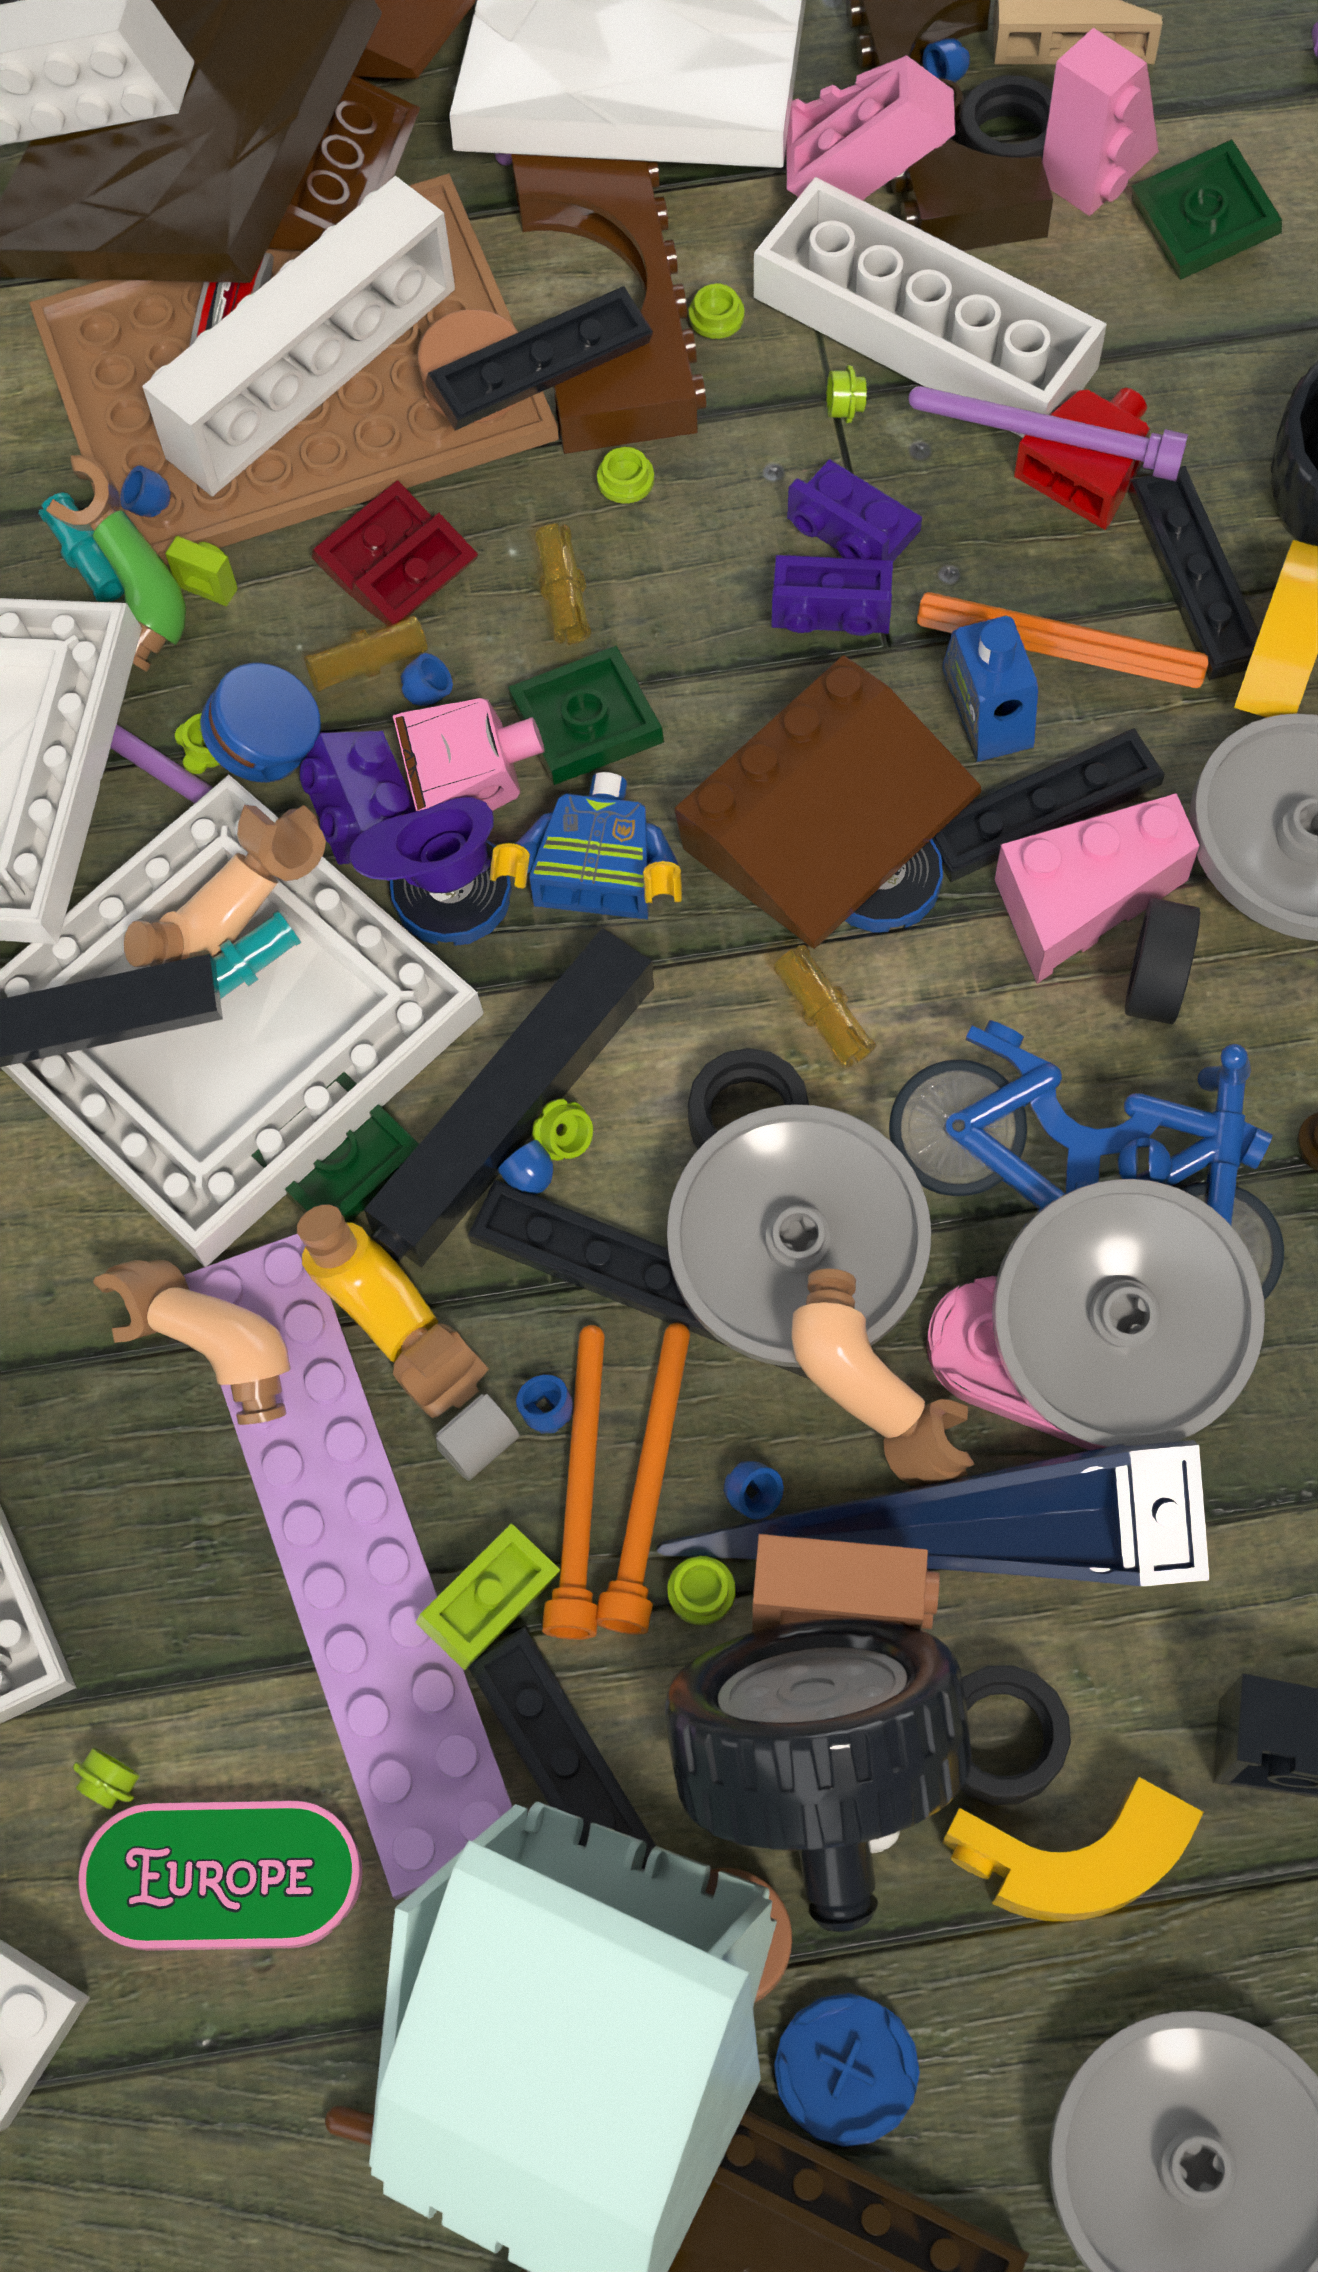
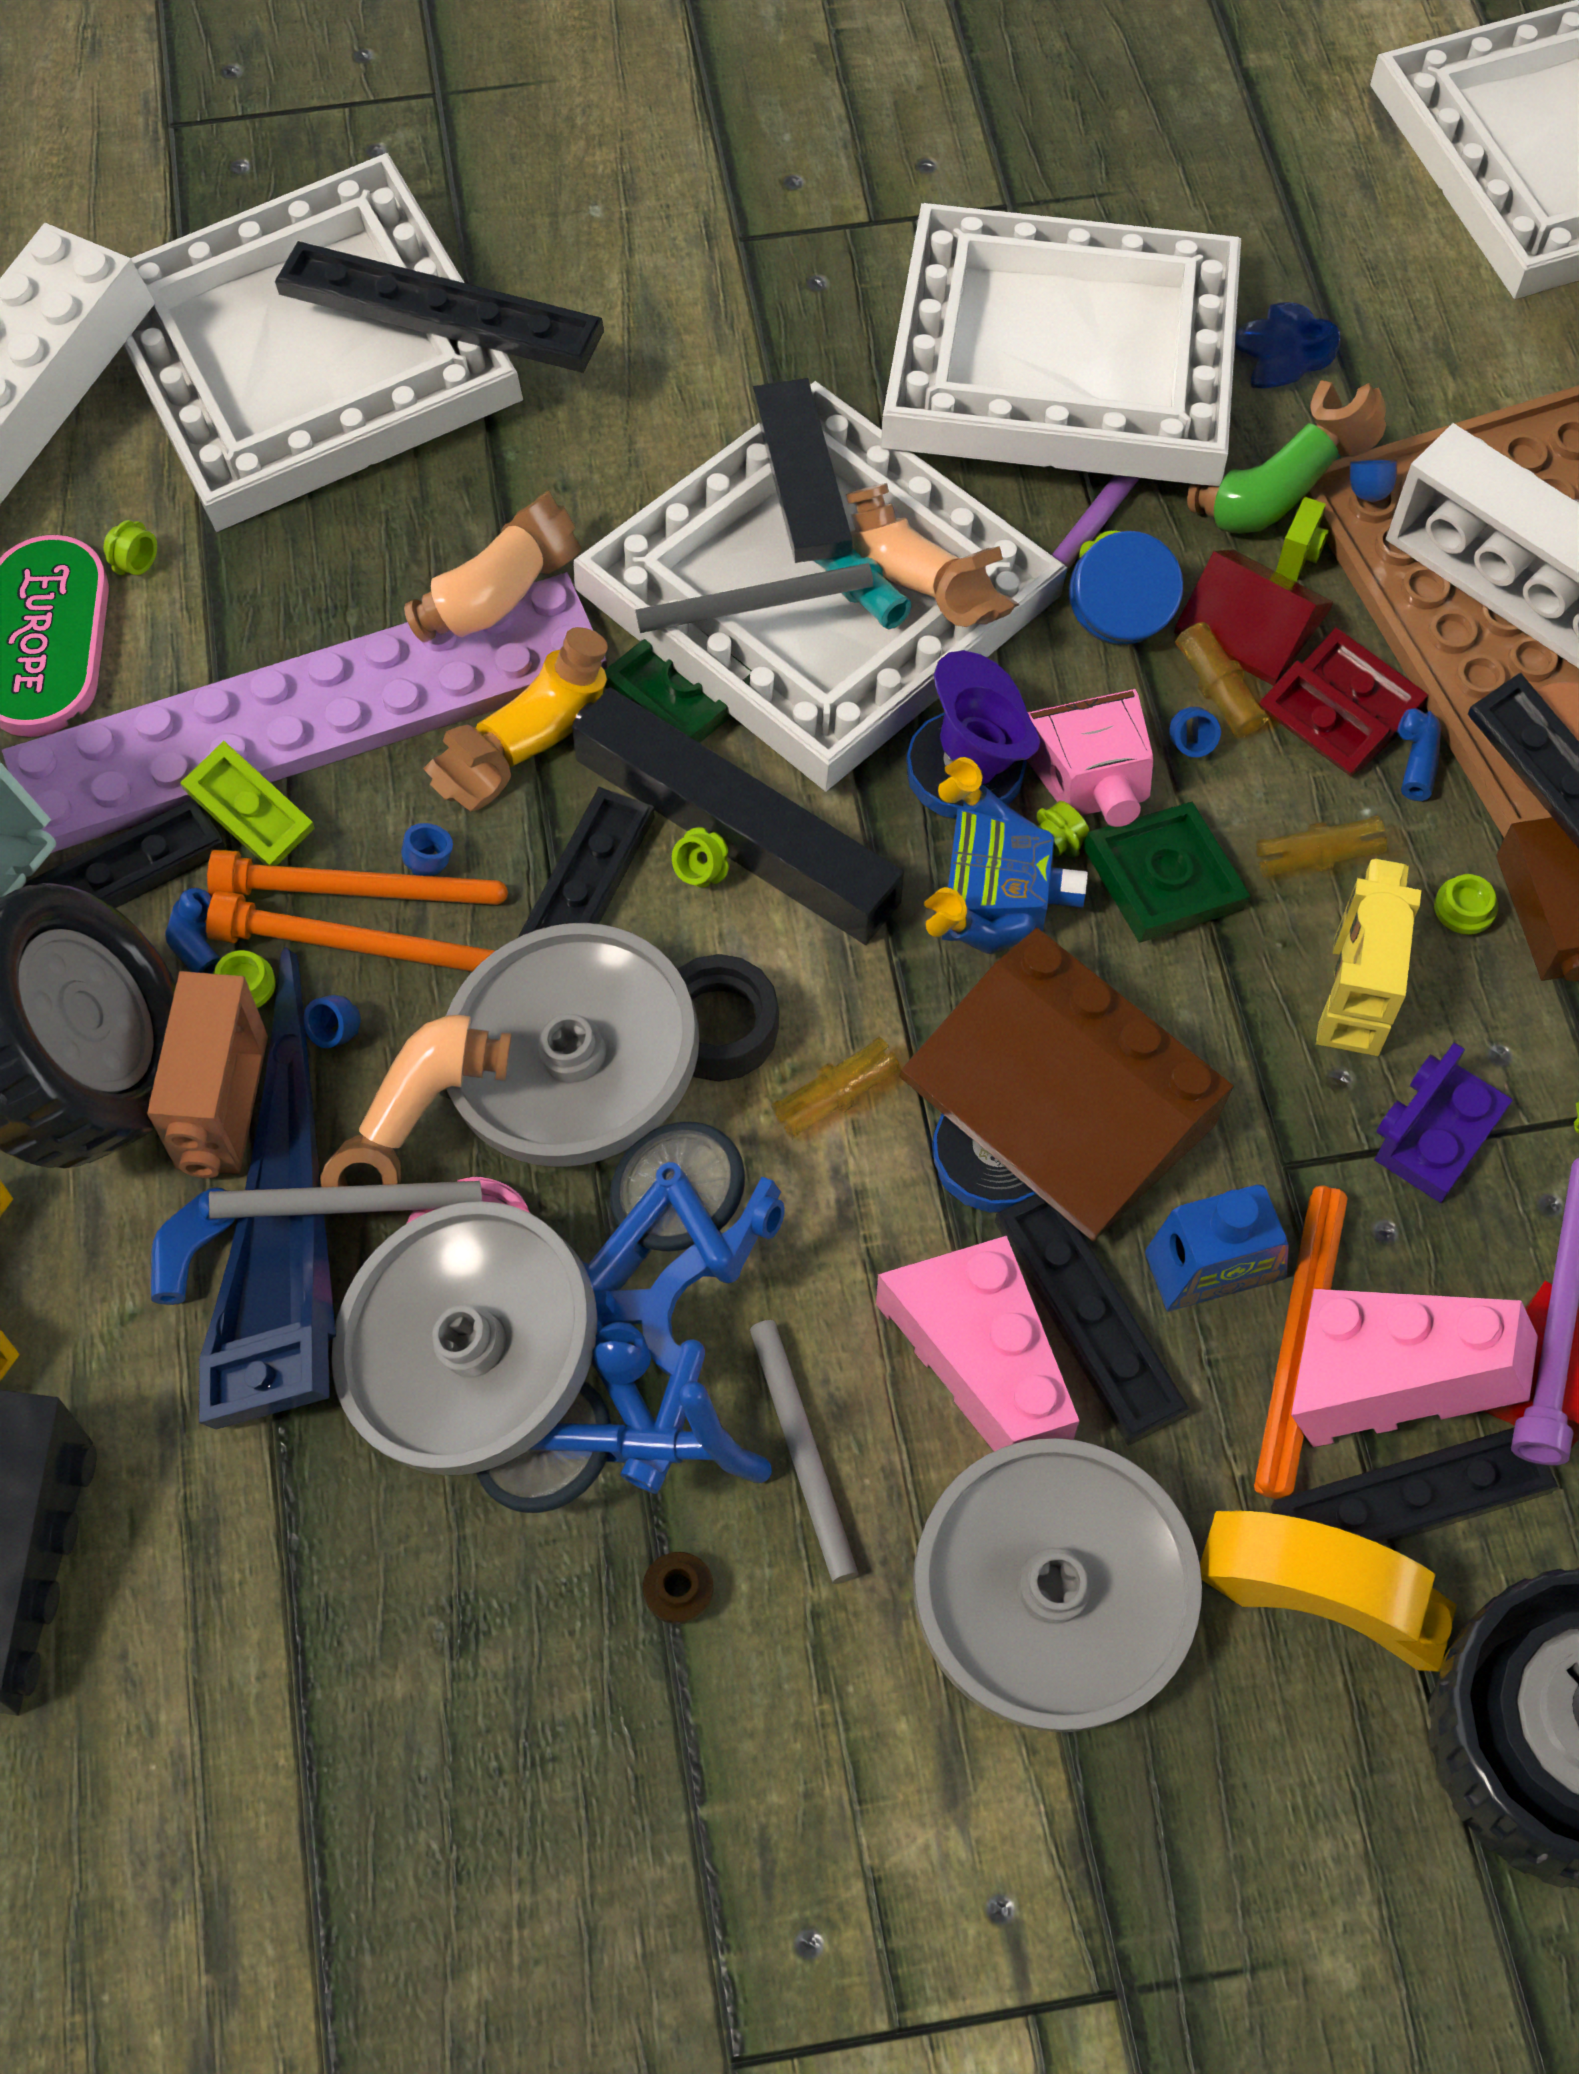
camera: 85 degrees right, 5 degrees down
(272, 1057) = (754, 598): none -> dark grey bar
(284, 615) = (1254, 613): none -> dark red slope
(353, 786) = (1074, 673): dark purple bracket -> none
(446, 490) = (1423, 760): none -> blue arm
(476, 1437) = (397, 793): light grey brick -> none
(528, 1168) = (661, 832): blue hinge -> none
(534, 798) = (1066, 826): none -> lime plate
(638, 1656) = (187, 931): none -> blue arm
(700, 540) = (1372, 961): none -> light yellow hips
(832, 594) = (1333, 1098): dark purple bracket -> none
(979, 1446) = (341, 1199): none -> light grey bar
(1005, 1623) = (177, 1243): none -> blue arm
(1055, 1726) = (43, 1196): black tyre -> none
(1102, 544) = (1408, 1358): none -> bright pink wedge
(1162, 961) = (878, 1403): black tyre -> none
(1187, 1041) = (804, 1452): none -> light grey bar

